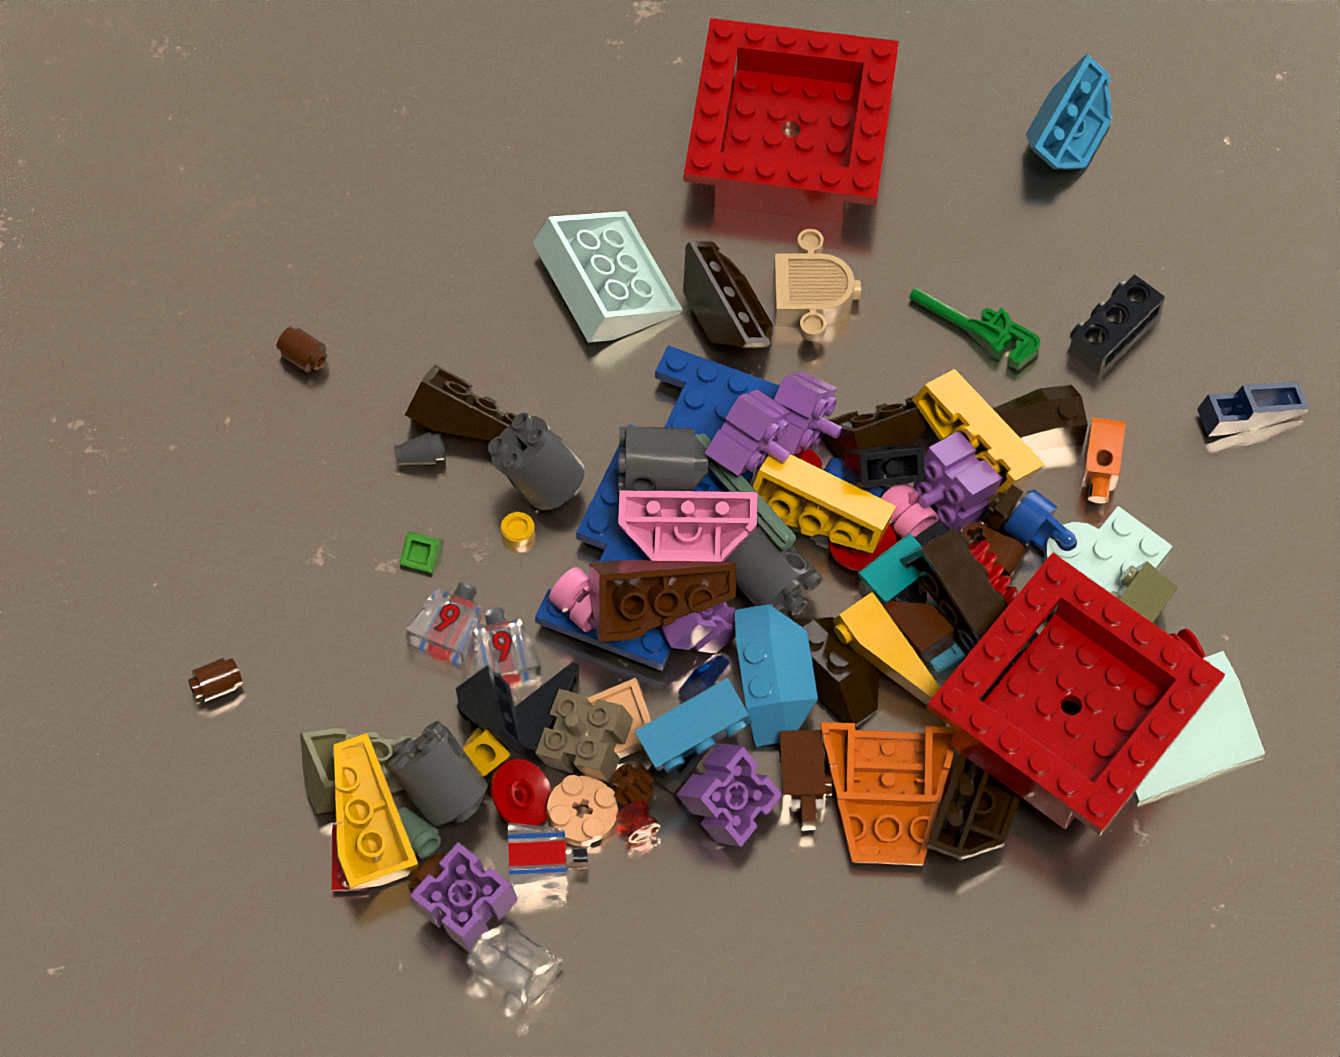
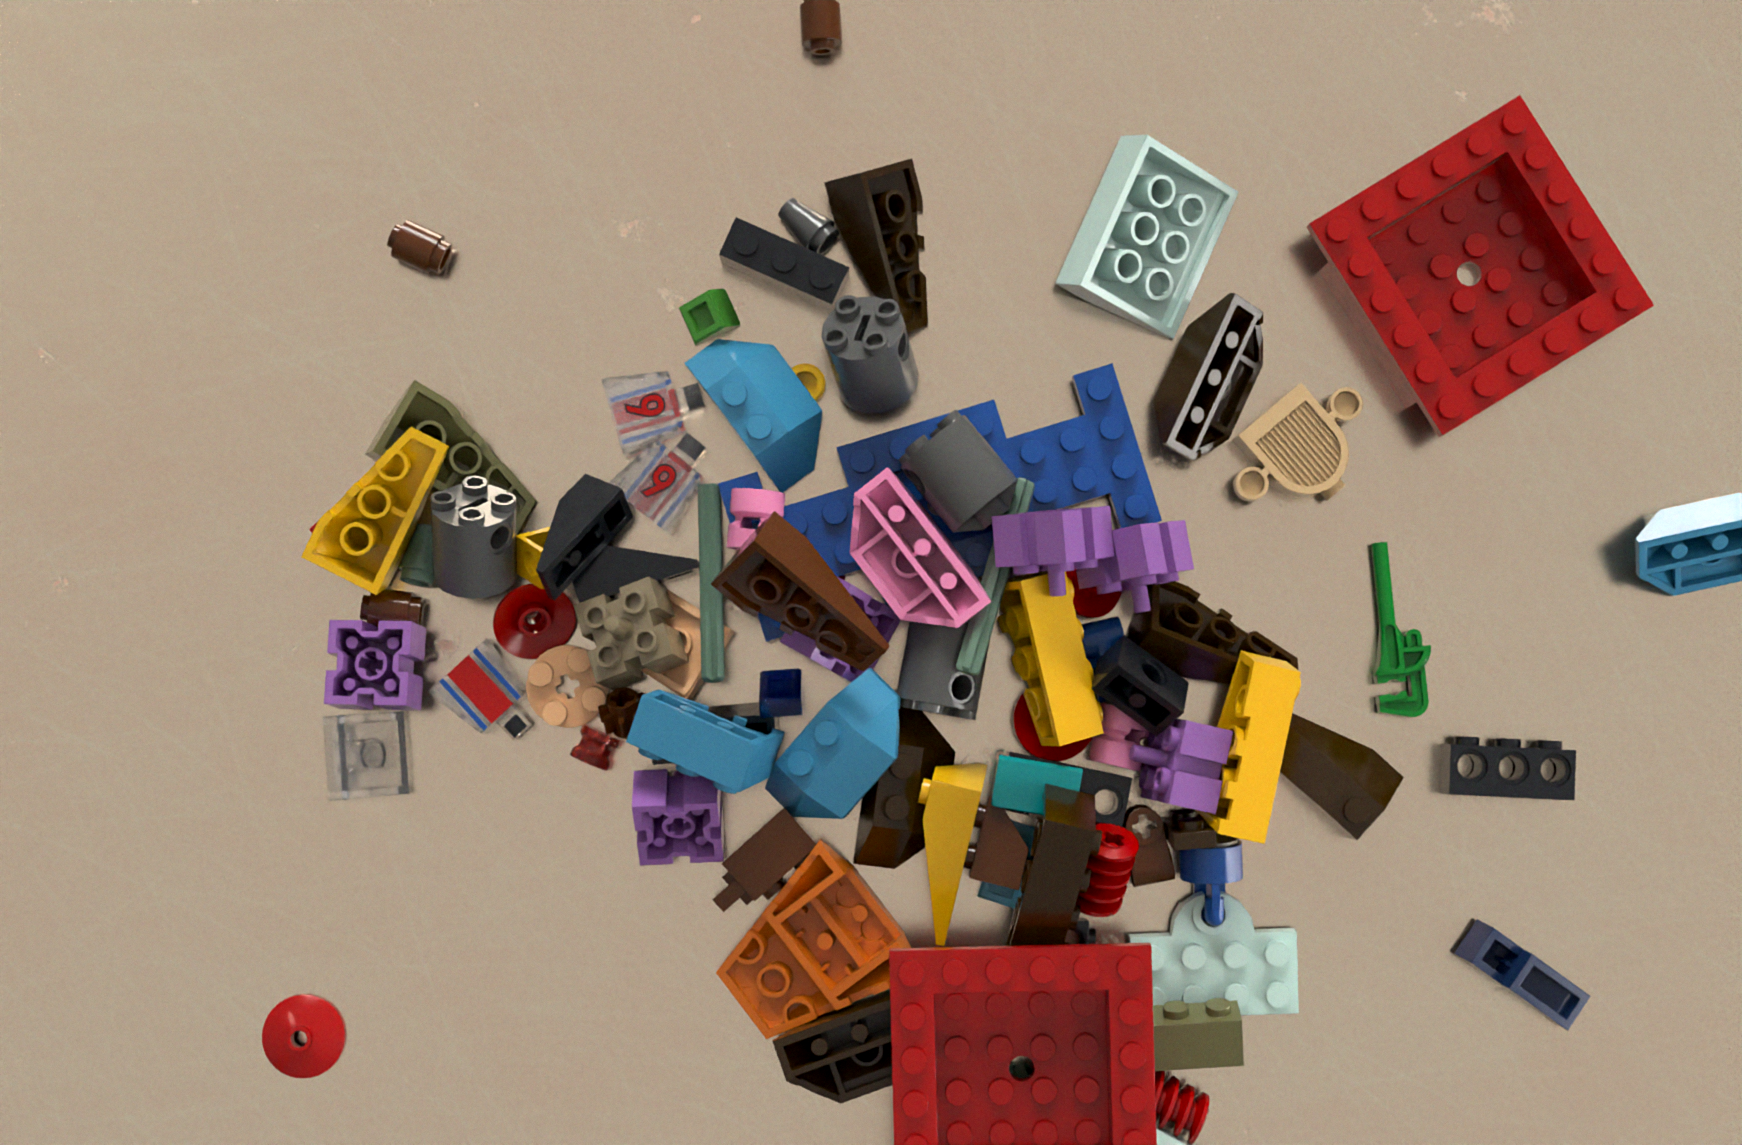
camera: 50 degrees right, 25 degrees up
(433, 479) = (784, 264): none -> black brick
(505, 560) = (762, 405): none -> dark azure wedge
(596, 667) = (710, 598): none -> sand green axle
(1102, 458) = (1344, 865): orange torso -> none

